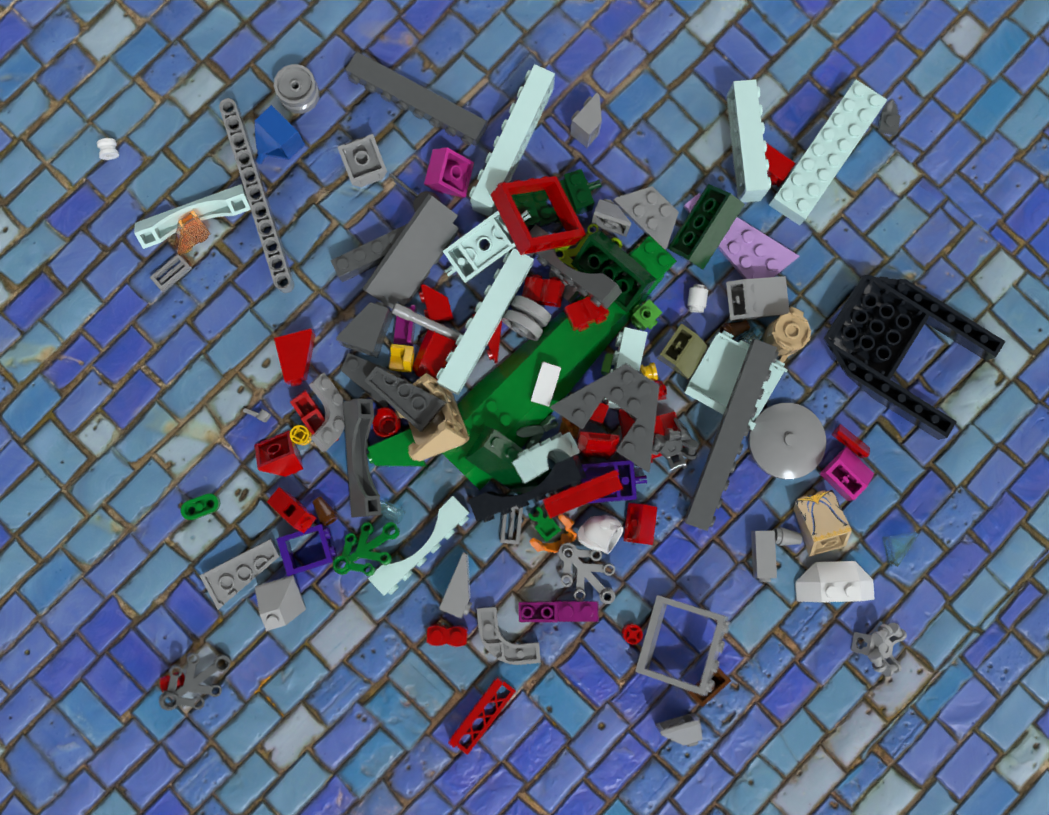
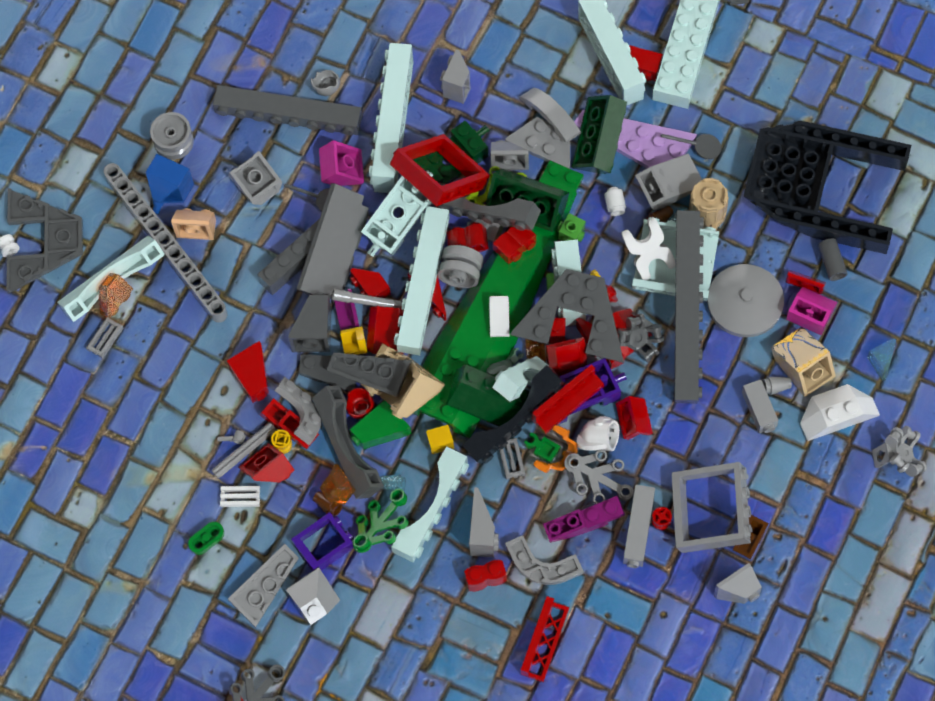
camera: 10 degrees left, 15 degrees down
(161, 158) = (61, 239): none -> dark grey wing
(230, 470) = (226, 489): none -> white tile
(264, 430) = (243, 450): none -> light grey axle
(289, 186) = (194, 224): none -> light nougat slope
(291, 510) = (296, 508): red brick -> none
(335, 499) = (337, 486): none -> clear orange slope
(450, 483) = (439, 439): none -> yellow panel
(461, 83) = (326, 82): none -> light grey hair
(607, 638) = (639, 526): none -> light grey slope
(668, 188) = (552, 112): none -> light grey slope
(683, 351) = (613, 252): olive slope -> none
(713, 363) = (648, 249): none -> white piece
(804, 270) = (705, 145): none -> dark grey piece
(885, 429) = (832, 259): none -> dark grey pin

